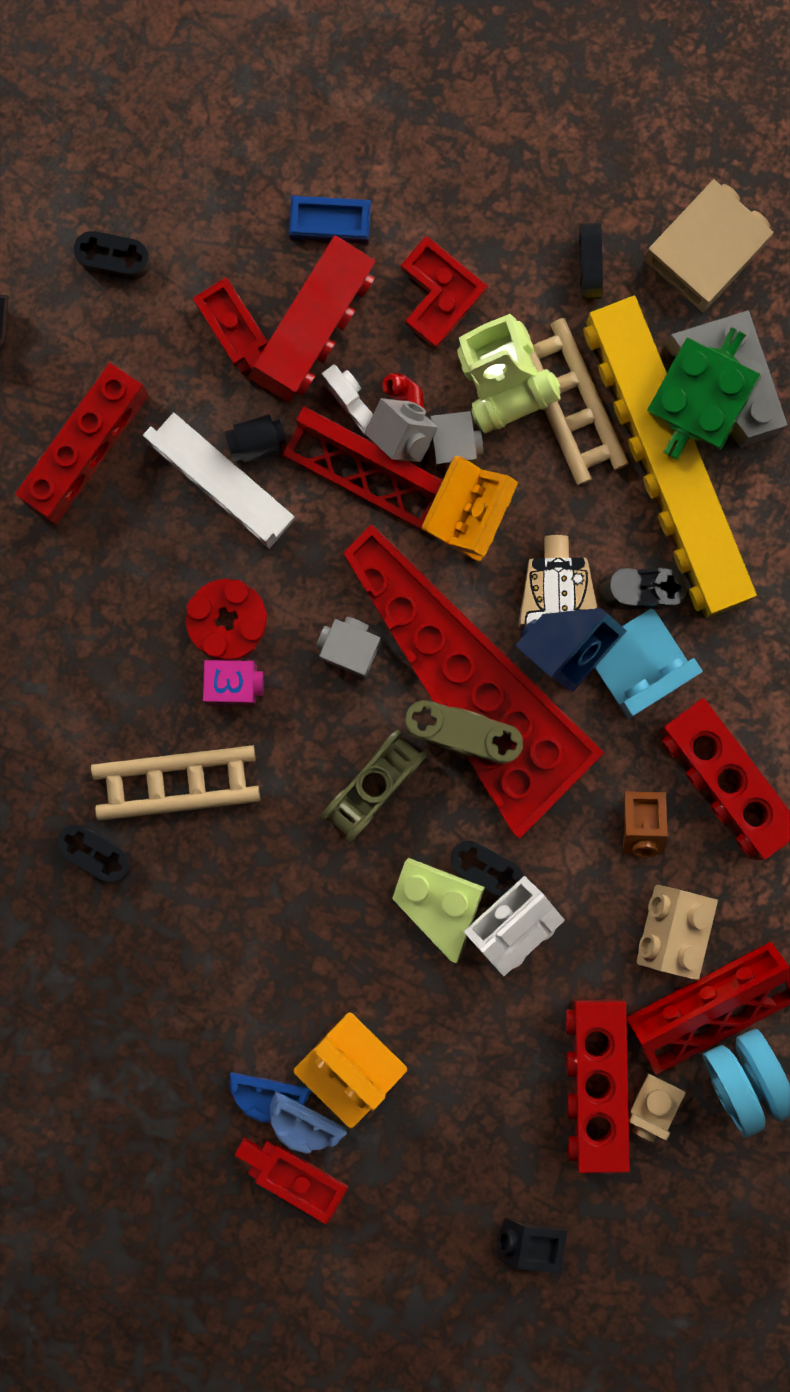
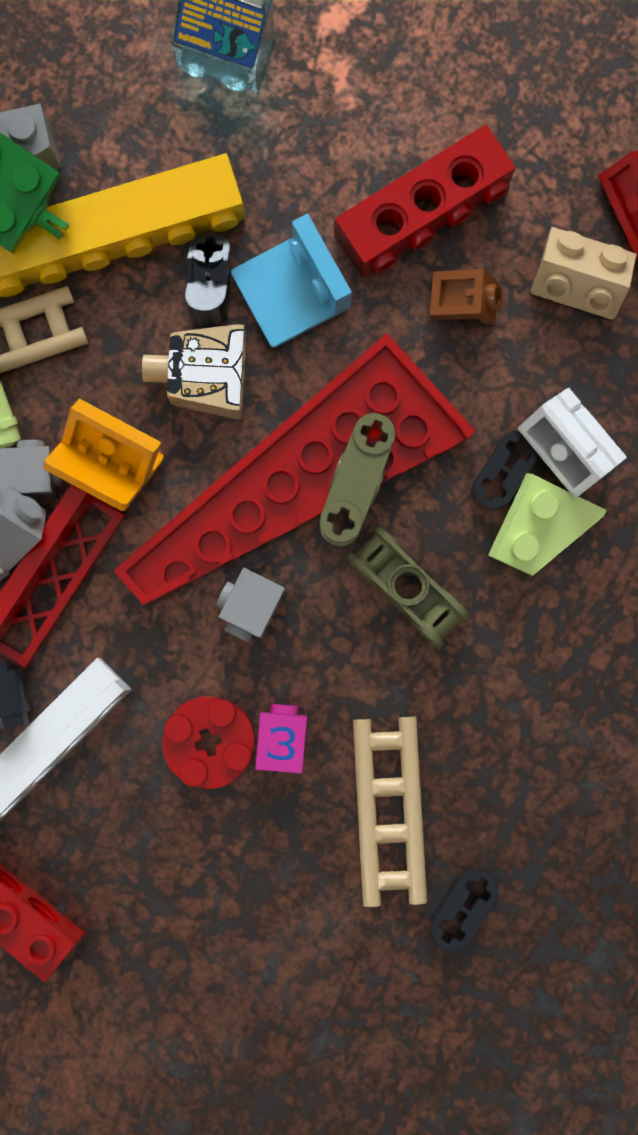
camera: 95 degrees left, 0 degrees up
(570, 643) = (264, 356): dark blue slope -> none

